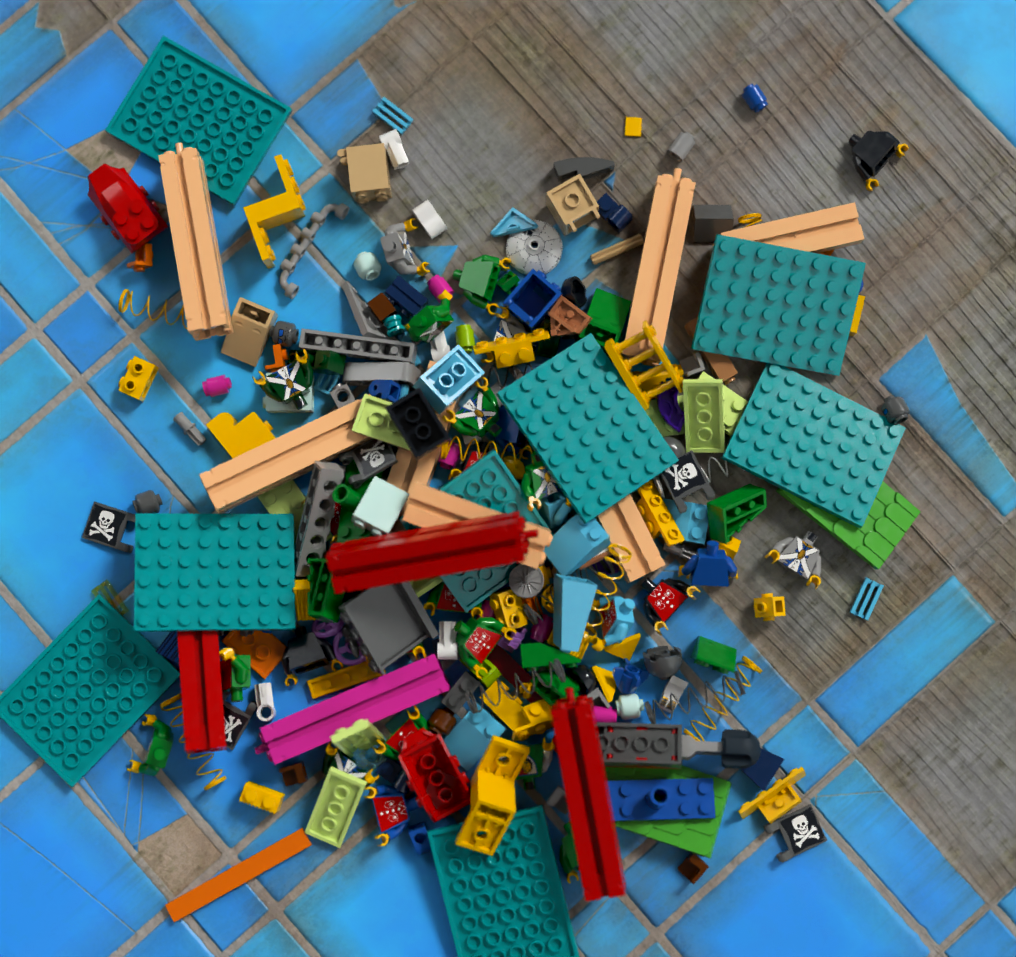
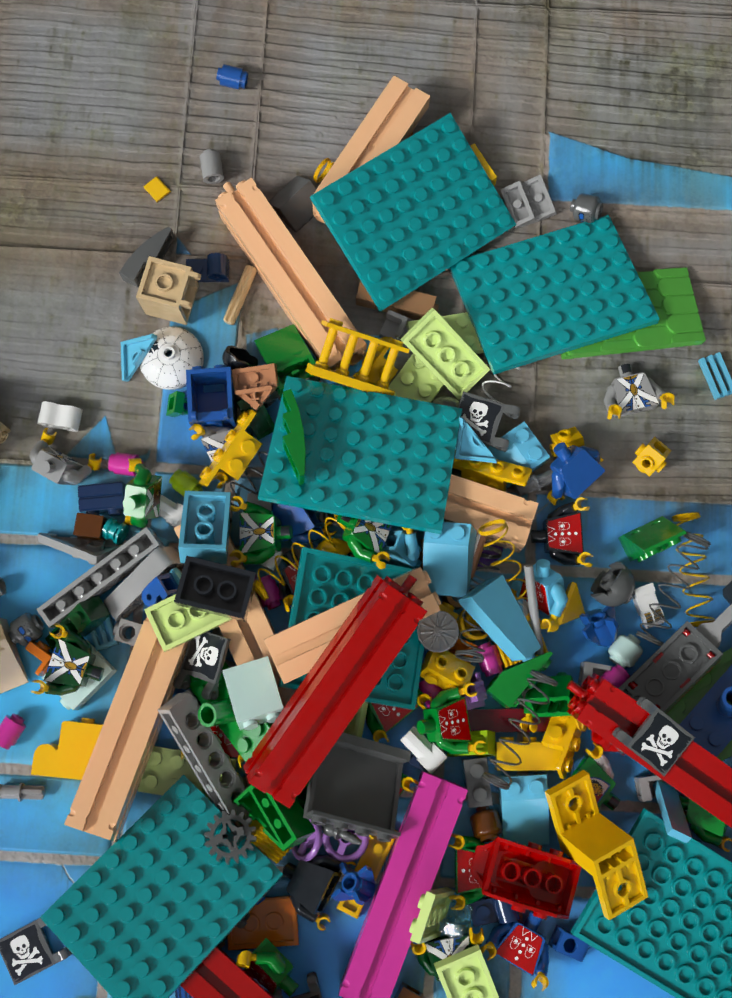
camera: 50 degrees left, 5 degrees down
(147, 502) = (44, 894): dark grey head -> none
(264, 699) = (315, 962): white piece -> none
(279, 573) = (240, 832): none -> dark grey gear
(330, 678) = (355, 885): none -> blue brick
(367, 266) = (44, 504): light aqua head -> none
(479, 279) = (150, 424): green torso -> none
(551, 381) = (294, 440): none -> green slope
(555, 826) = (672, 811): none -> medium azure tile
(585, 676) = (566, 663): black helmet -> none
(585, 770) = (658, 739): none -> flag
(598, 622) = (533, 605): none -> light grey bar
(605, 681) = (585, 650): yellow slope -> none
(661, 487) = (470, 446): none -> medium azure tile
(670, 409) = (412, 377): dark purple tile -> none
(733, 510) = (545, 407): green wedge -> none
(863, 368) = (528, 201): none -> light grey slope
(873, 152) = (368, 33): black torso -> none

